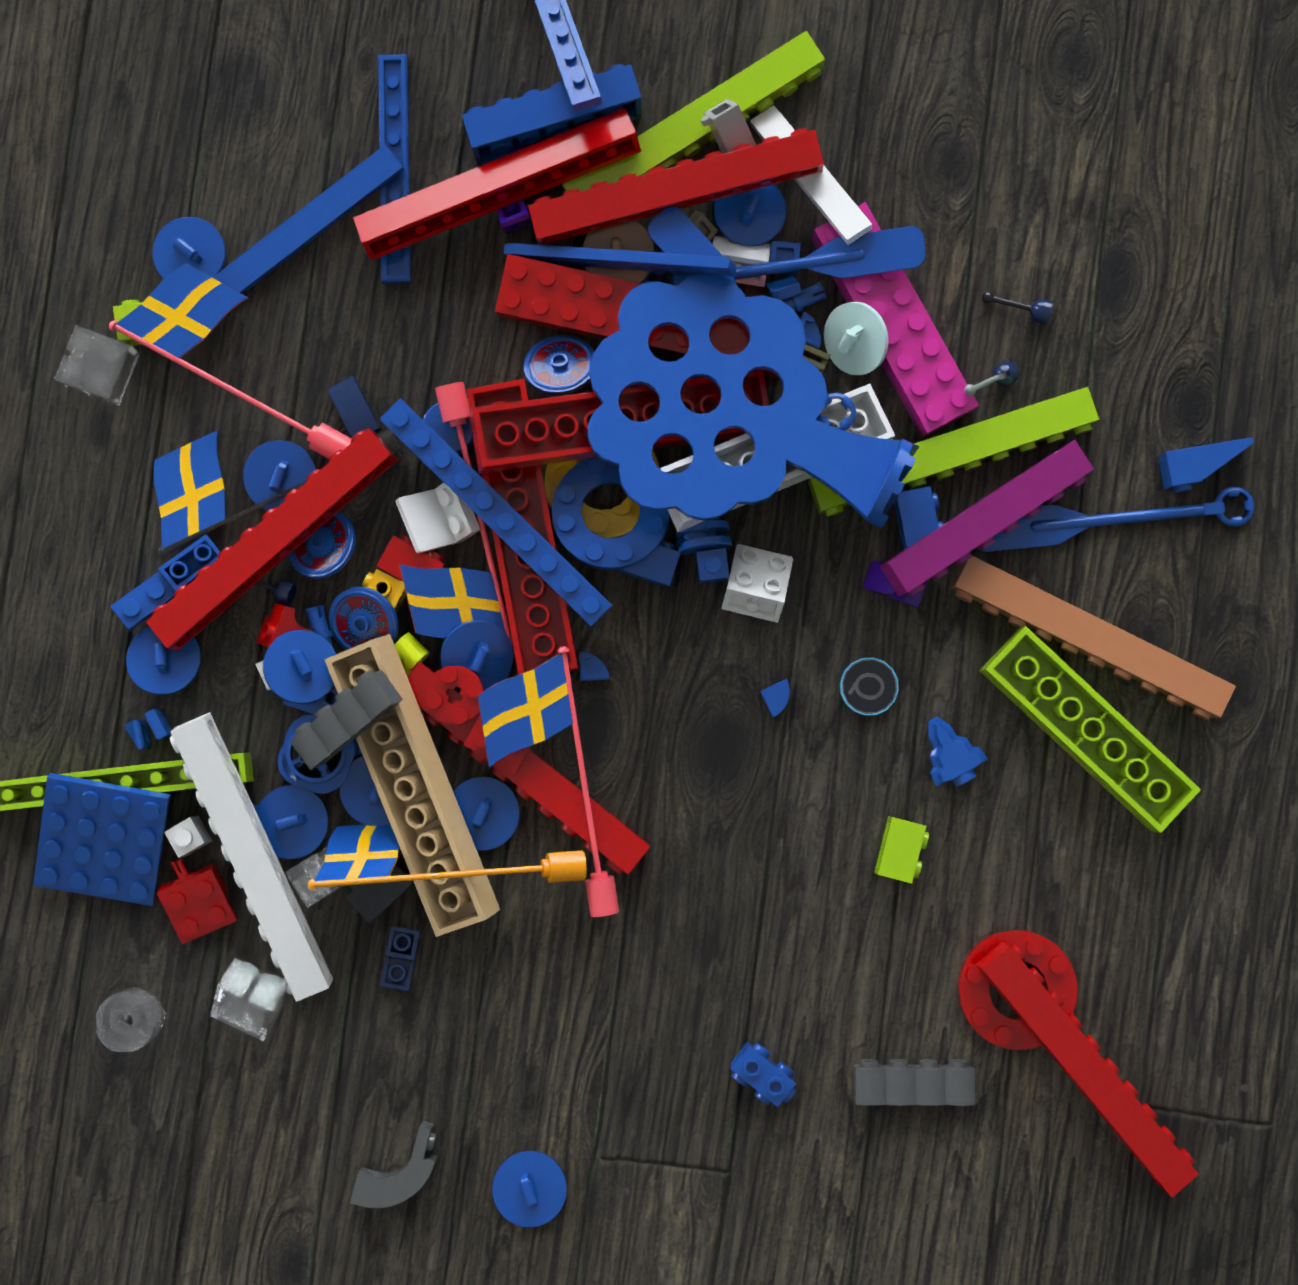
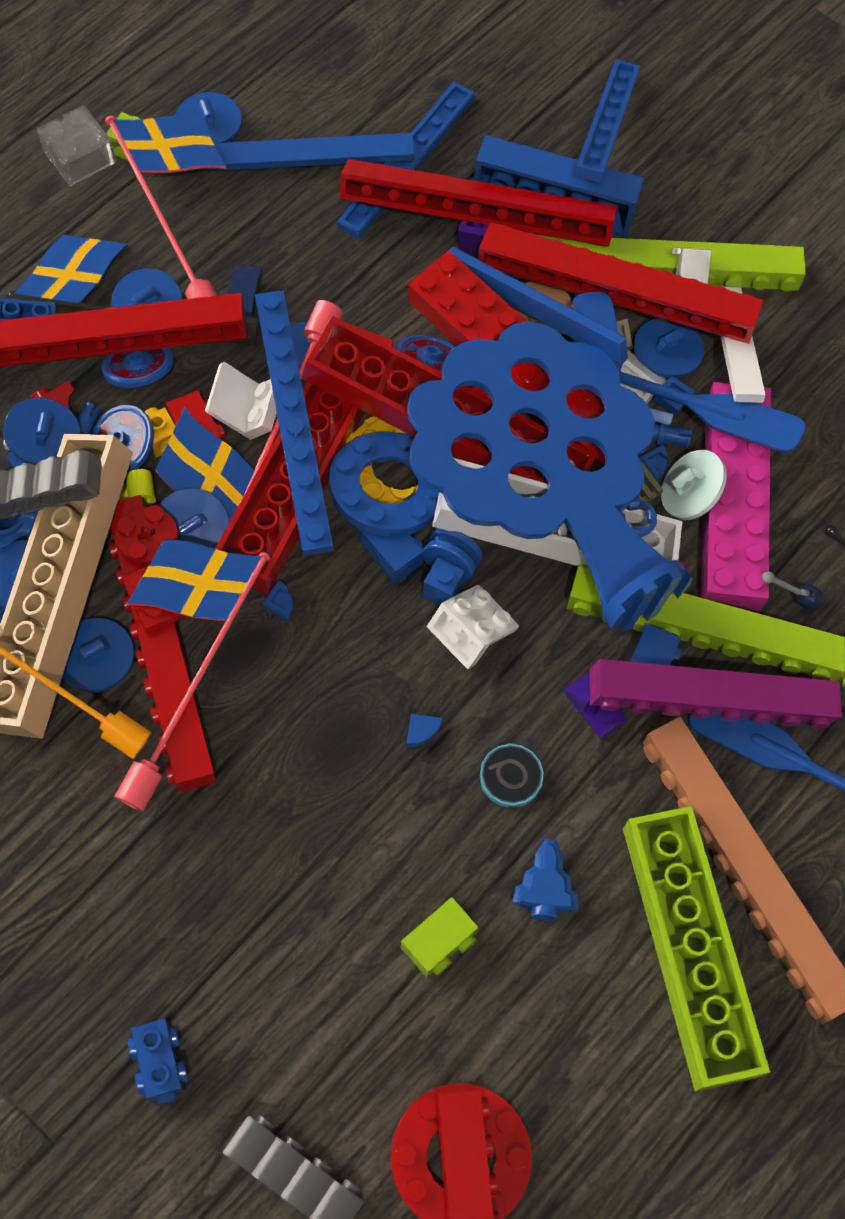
camera: 30 degrees right, 20 degrees down
(282, 591) = (79, 380): dark blue hinge -> none

